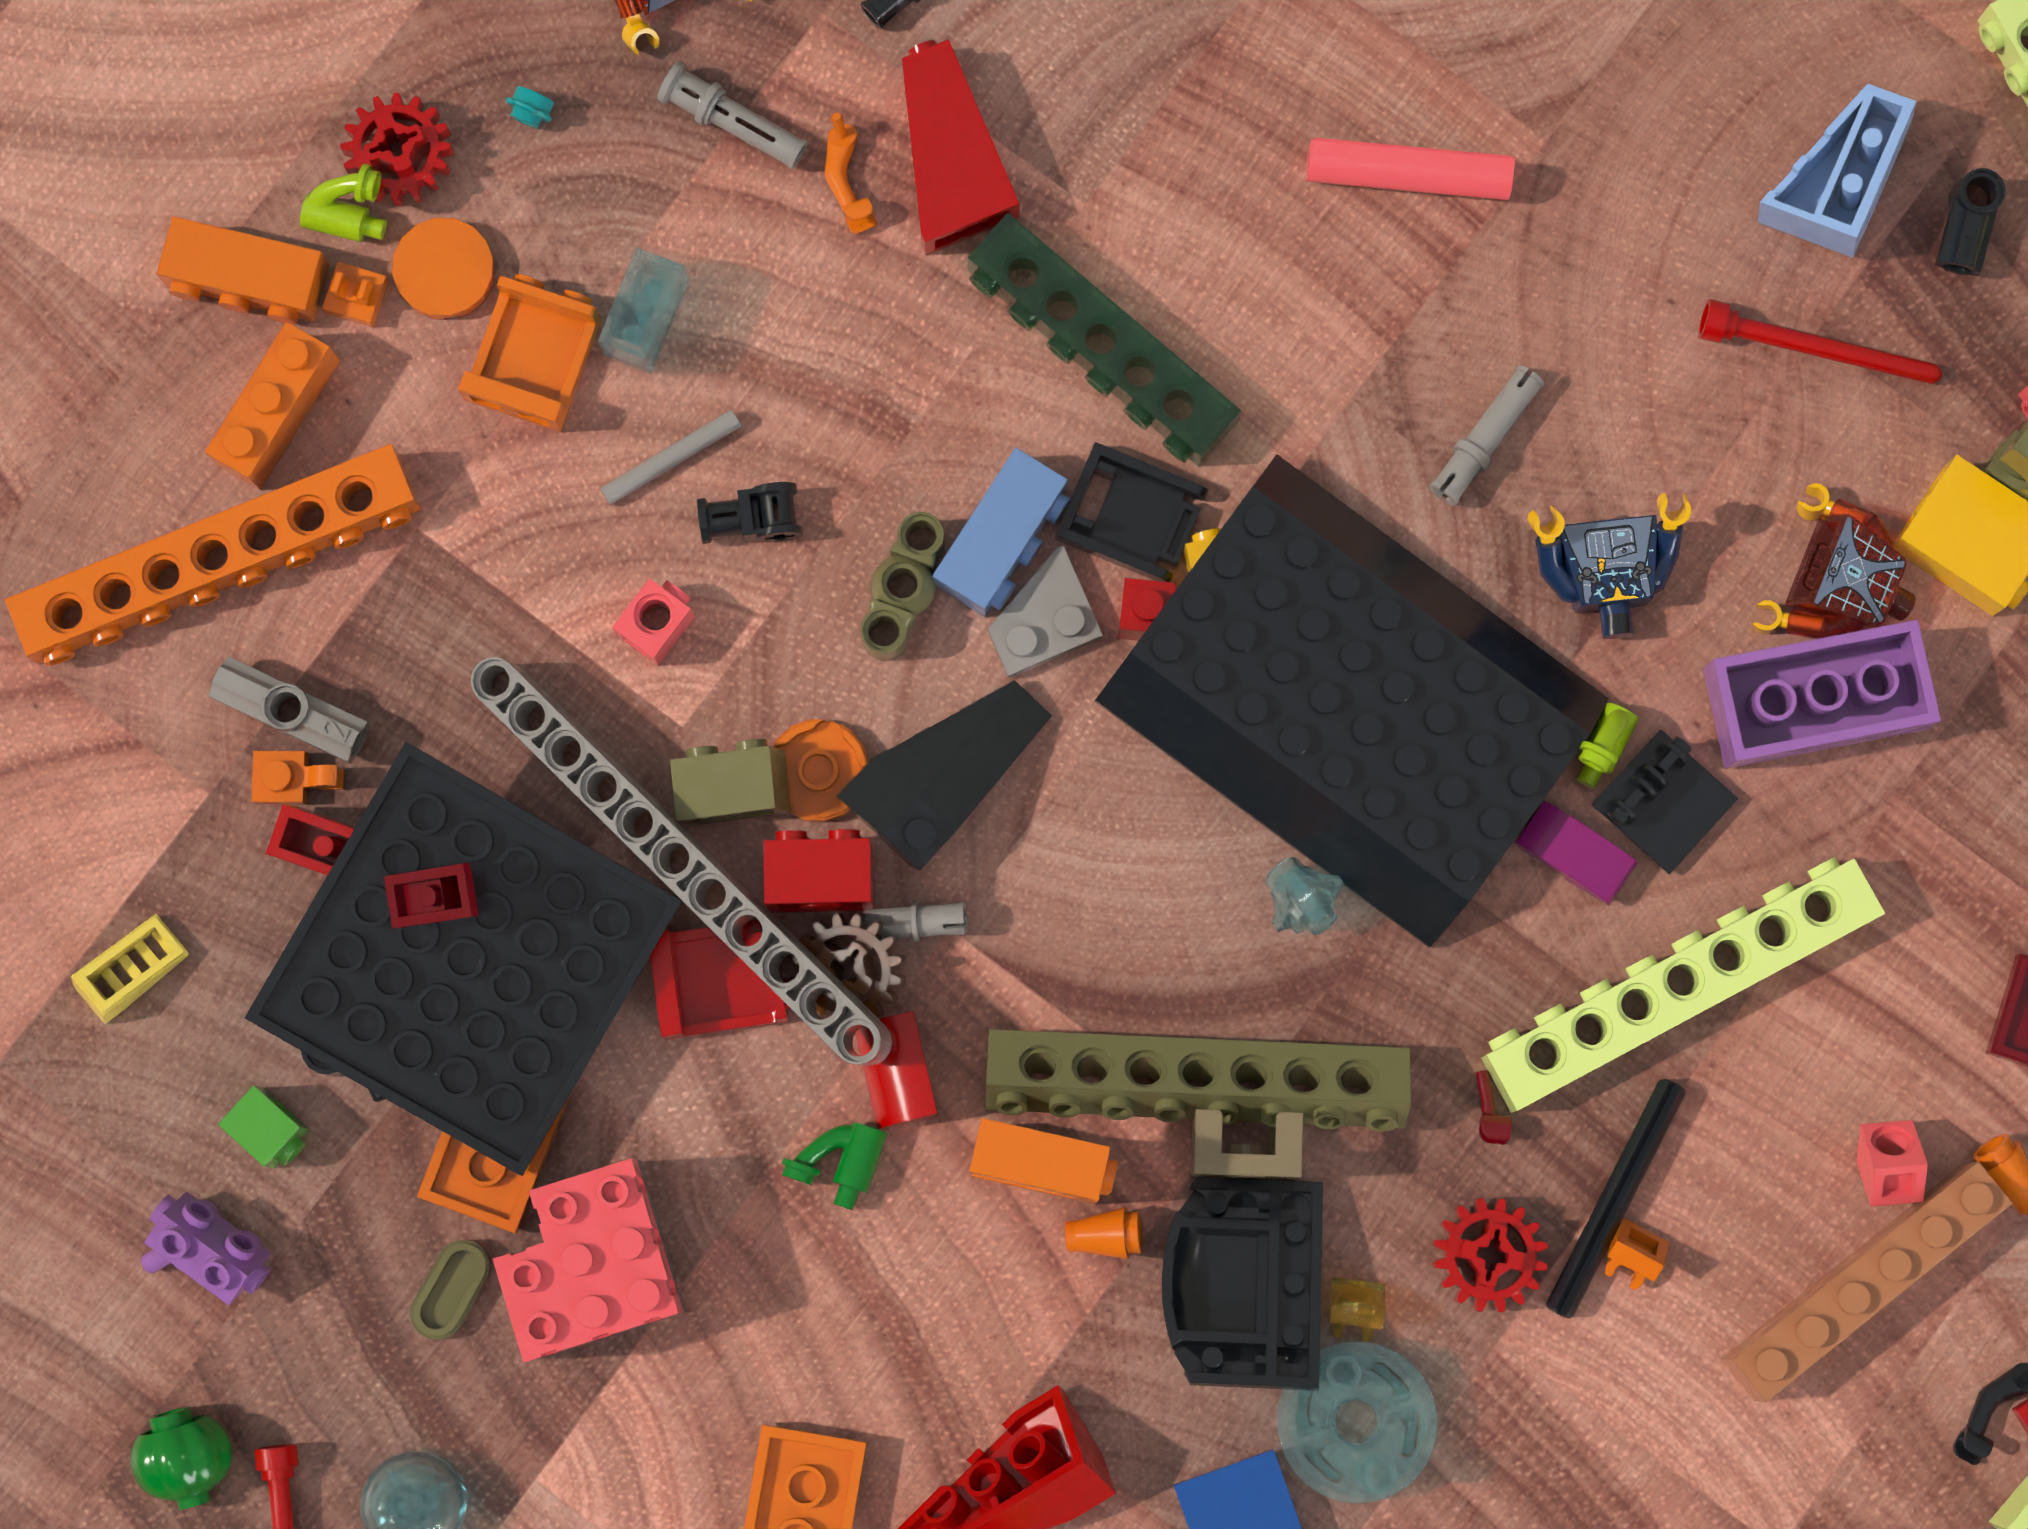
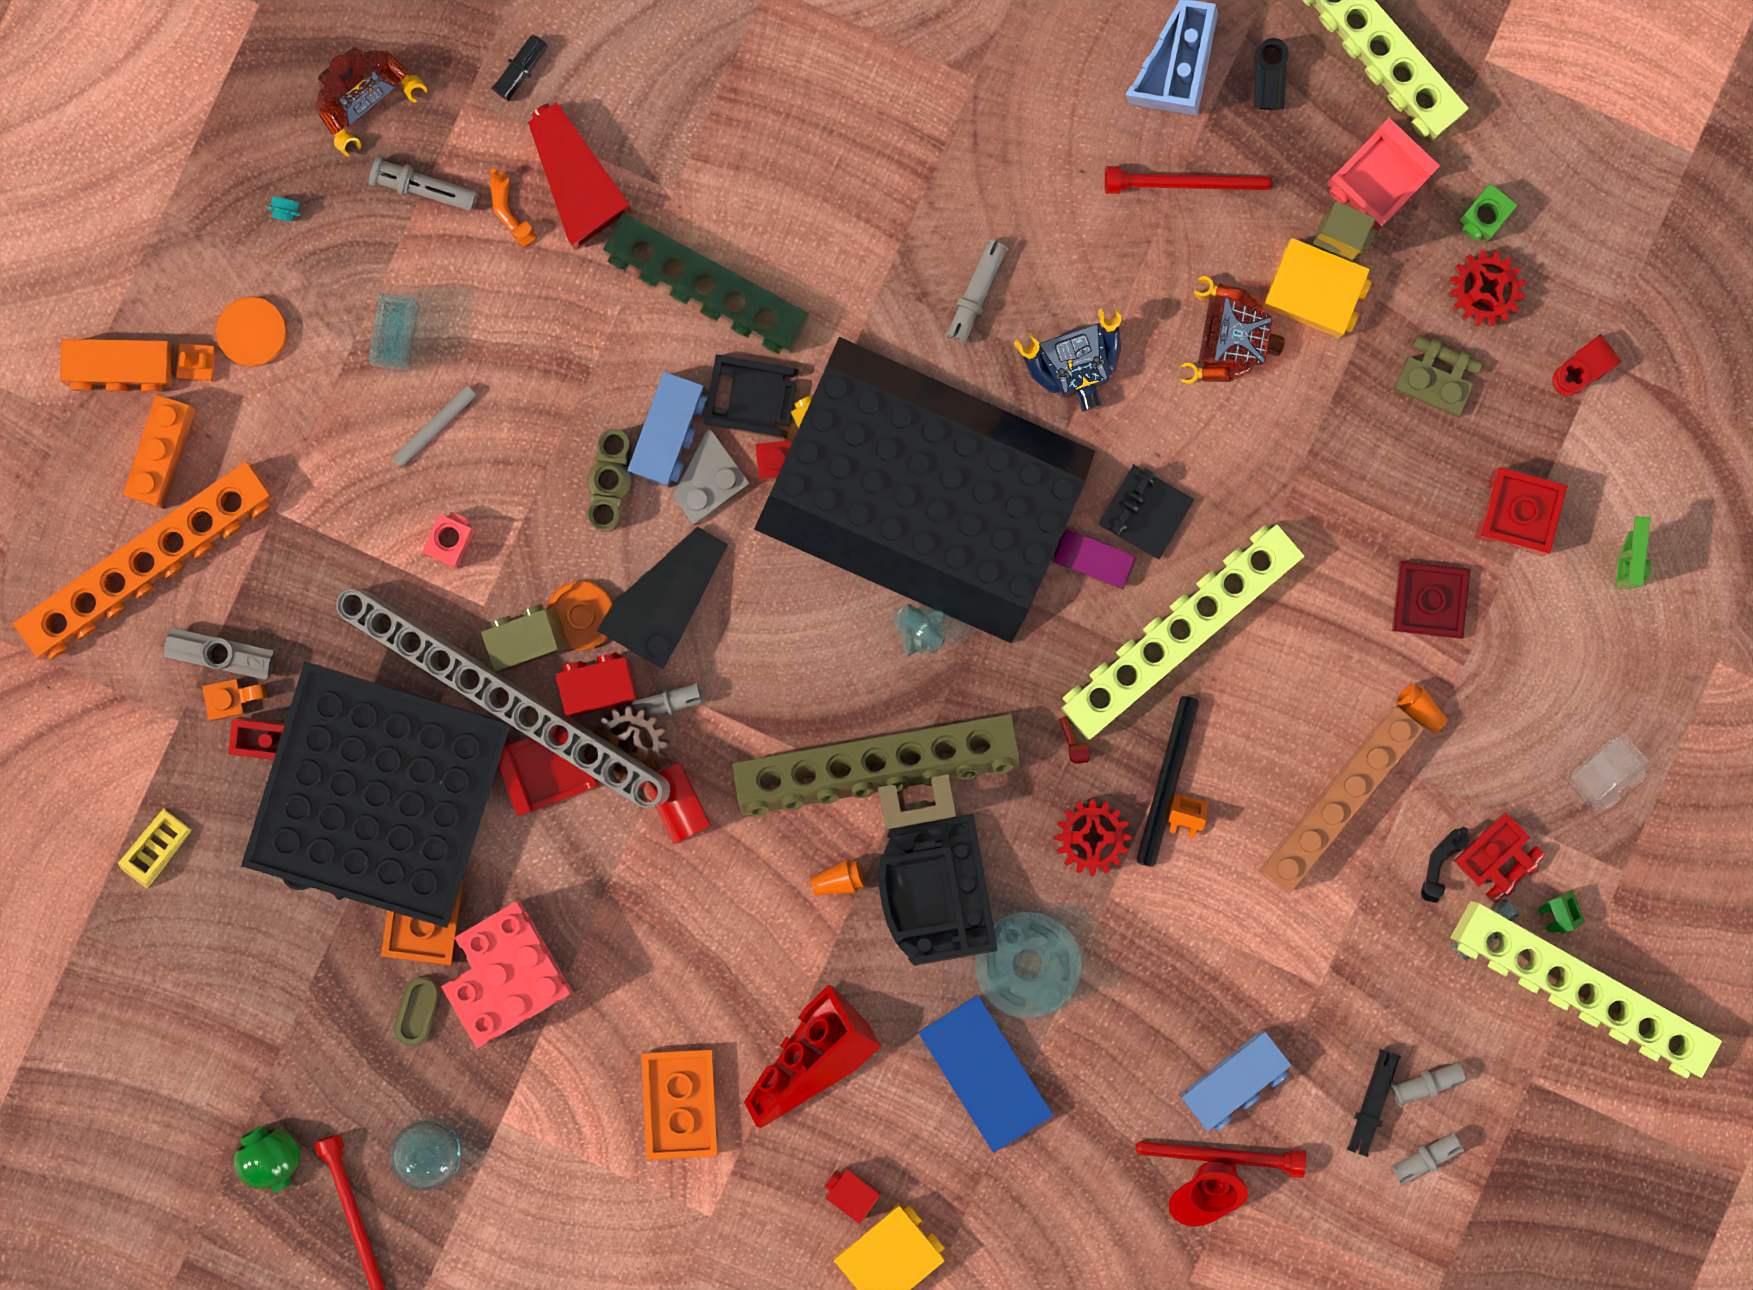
camera: 15 degrees left, 5 degrees up
(205, 1247) = (249, 1020): medium lavender brick -> none
(265, 1128) = (270, 933): bright green brick -> none
(343, 219) = (164, 312): lime plant -> none
(415, 142) = (189, 266): red gear -> none
(431, 895) = (345, 759): dark red slope -> none
(532, 352) = (325, 376): orange panel -> none
(752, 514) = (498, 454): black connector -> none
(856, 1166) = (664, 870): green plant -> none
(1042, 1162) = (784, 844): orange arch -> none
(1357, 1305) = (1012, 888): clear yellow tile -> none
(1410, 168) = (887, 121): coral brick -> none
(1606, 743) = (1098, 482): lime plant -> none
(1821, 694) = (1233, 418): medium lavender brick -> none
(1891, 1163) = (1342, 719): coral brick -> none

